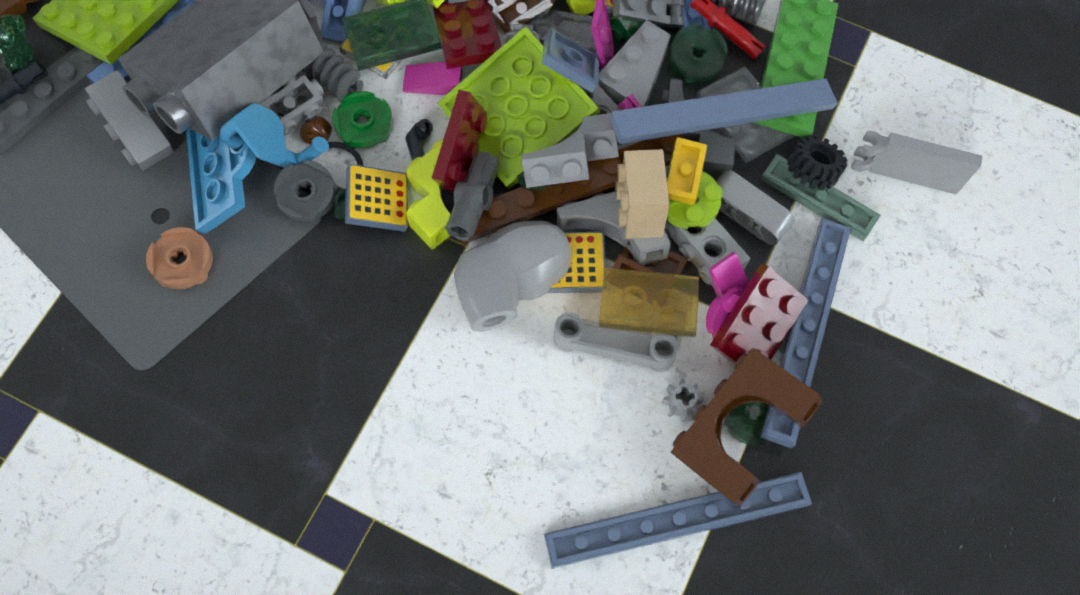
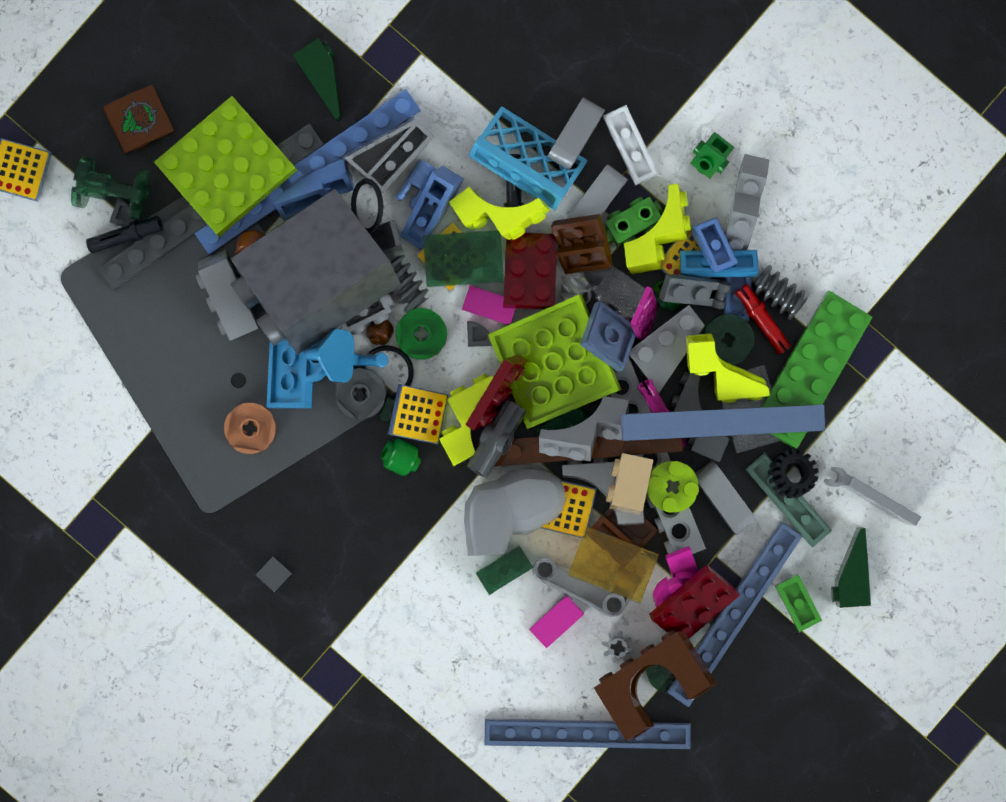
camera: 15 degrees right, 20 degrees up
(236, 420) = (273, 574): none -> dark grey tile
(366, 248) = (400, 457): none -> green head
(417, 137) = (463, 361): black arm -> none
(427, 110) = (477, 335): none -> dark grey tile
(520, 342) = (504, 569): none -> clear green brick
(600, 389) = (556, 621): none -> dark pink slope
(685, 170) = (671, 470): yellow plate -> none
(713, 77) = (729, 380): none -> neon yellow arch
(875, 300) = (798, 603): none -> bright green plate
(925, 256) = (852, 579): none -> dark green slope

